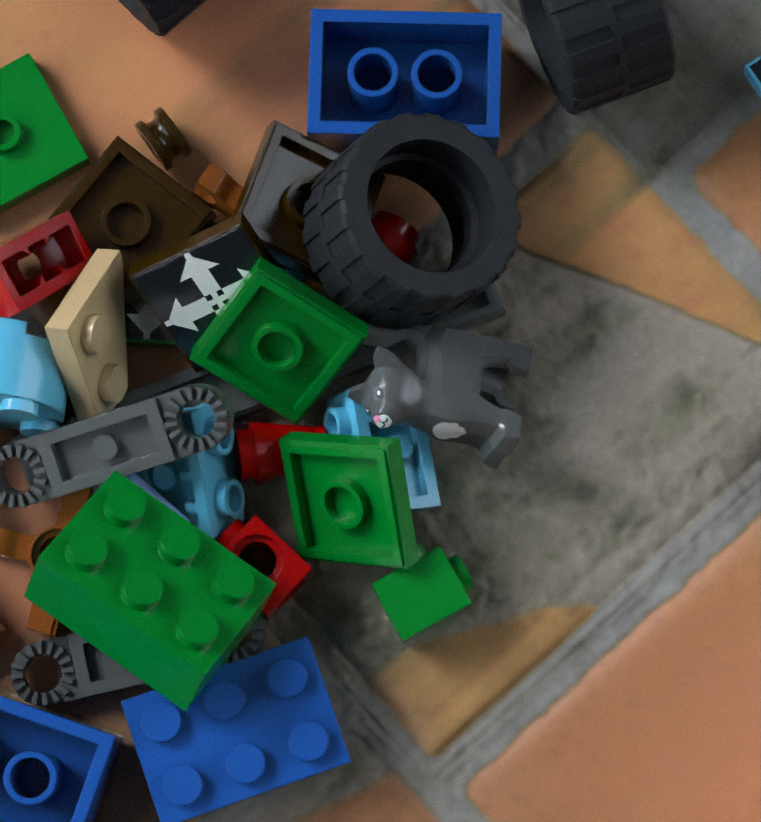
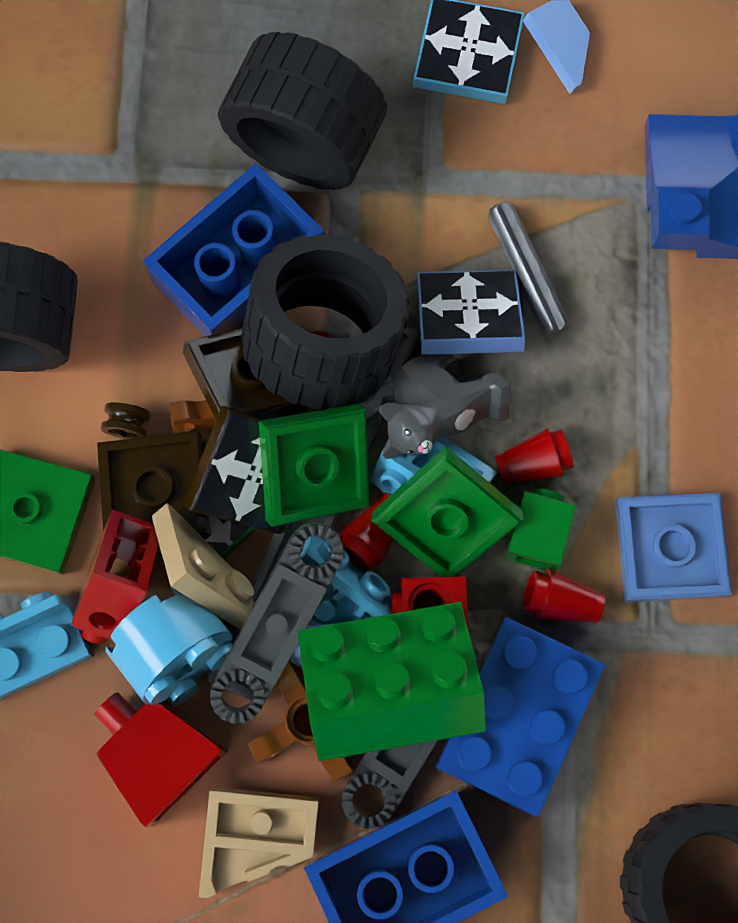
camera: 45 degrees left, 5 degrees down
(382, 672) = (561, 598): none -> red cone
(489, 528) = (536, 458): none -> red cone
(530, 727) = (672, 547): none -> medium blue tile
(563, 337) = (469, 312): none -> tile
(664, 349) = (528, 269): none -> flat silver axle

